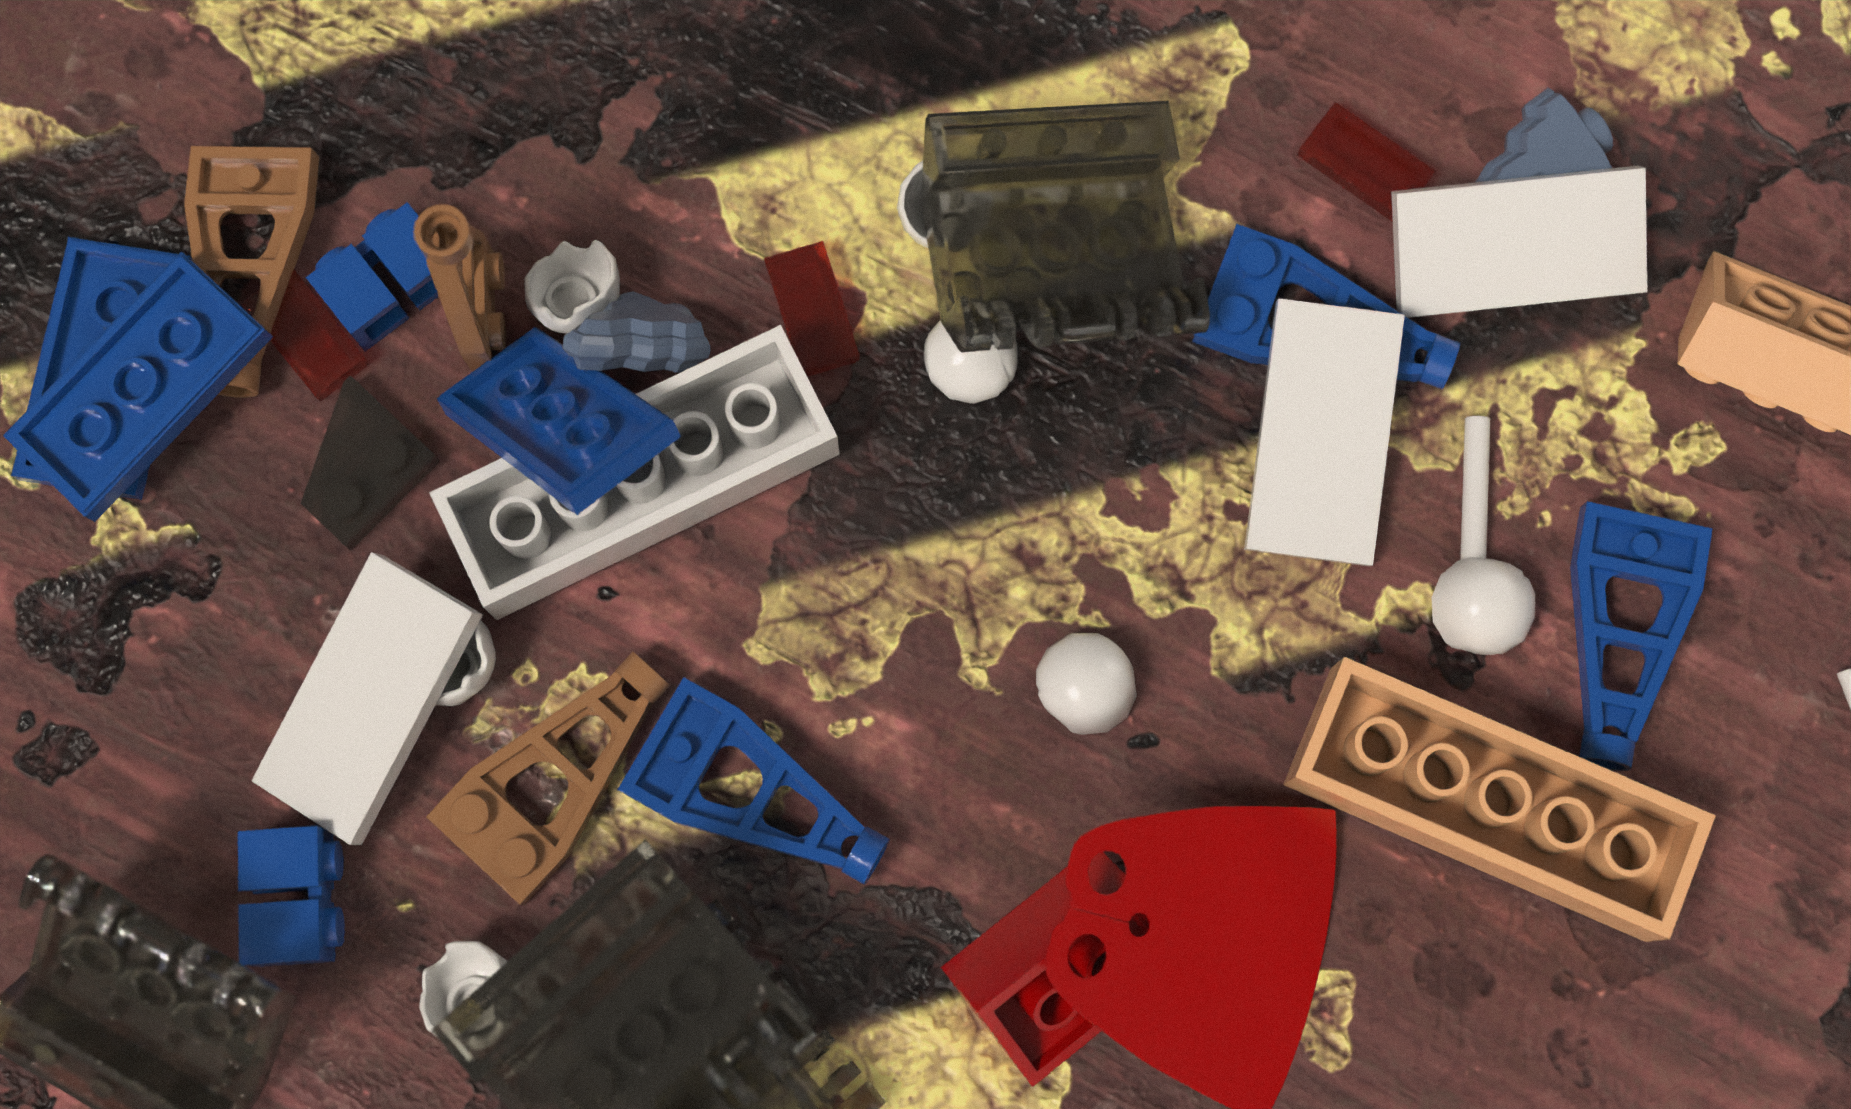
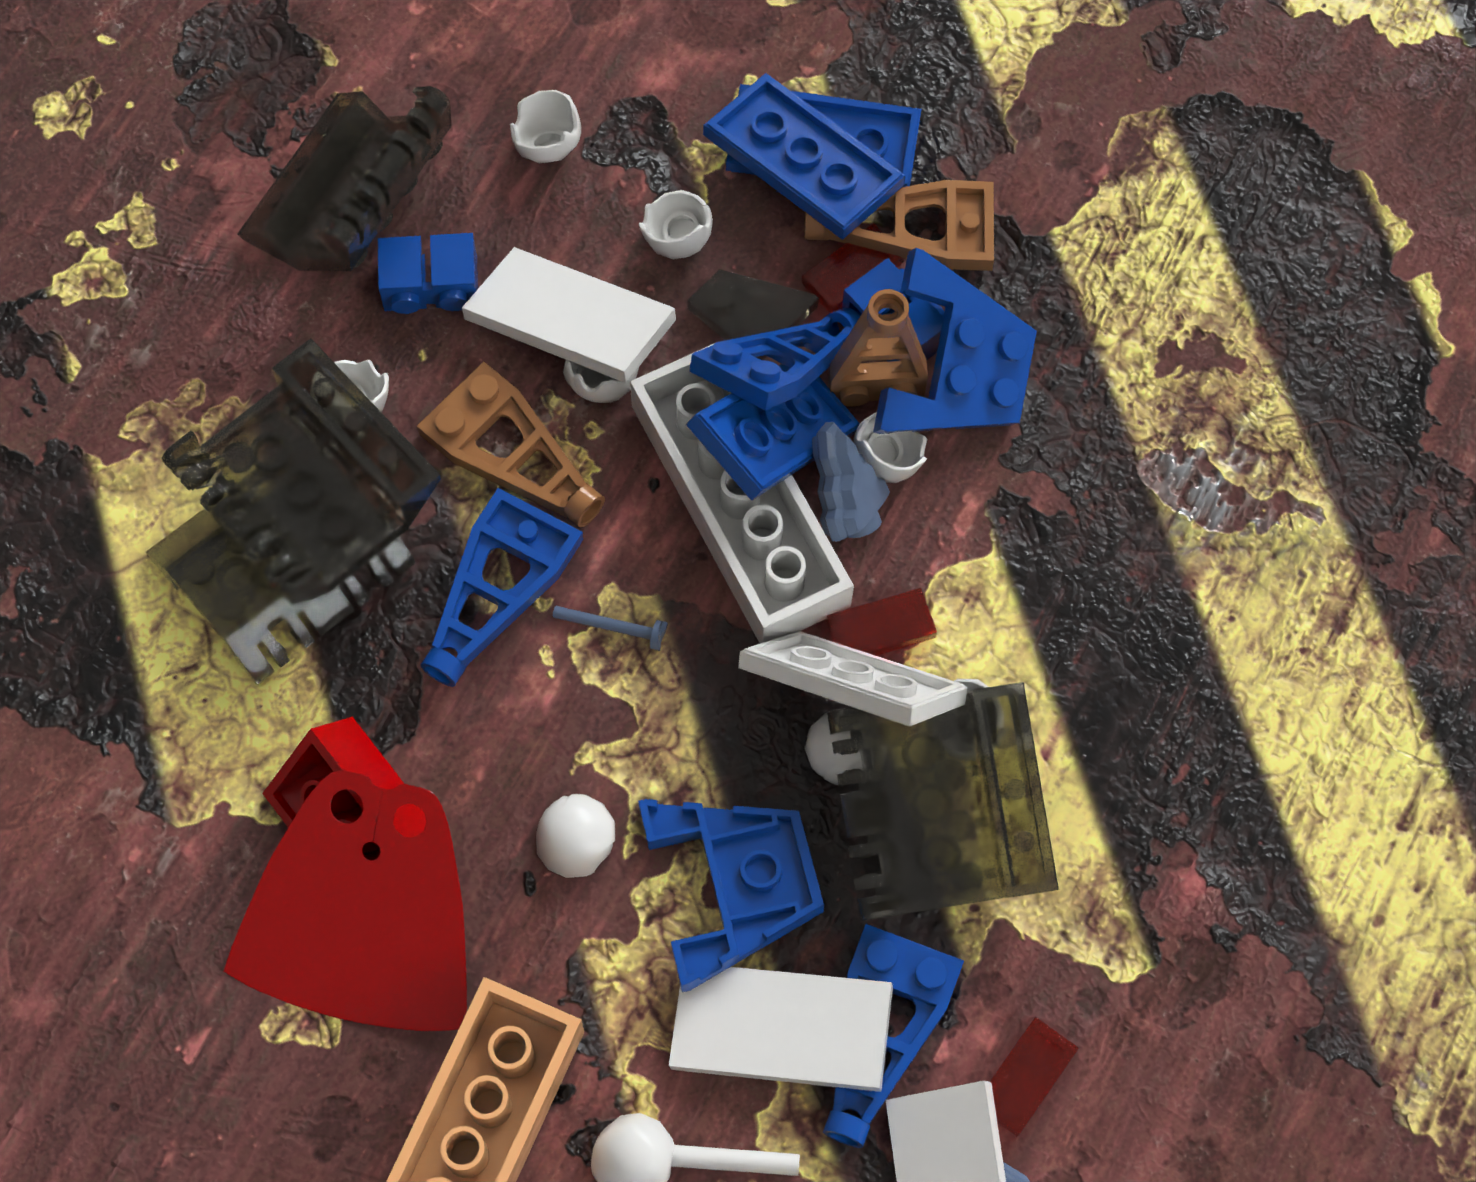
camera: 90 degrees right, 10 degrees down
(66, 737) = (546, 126): none -> white hair
(231, 557) = (677, 224): none -> white hair
(461, 161) = (978, 361): none -> blue wing
(497, 441) = (761, 382): none -> blue plate
(806, 640) = (654, 634): none -> sand blue piece
(910, 325) = (853, 678): none -> white tile
(1139, 458) = (757, 873): none -> blue wing

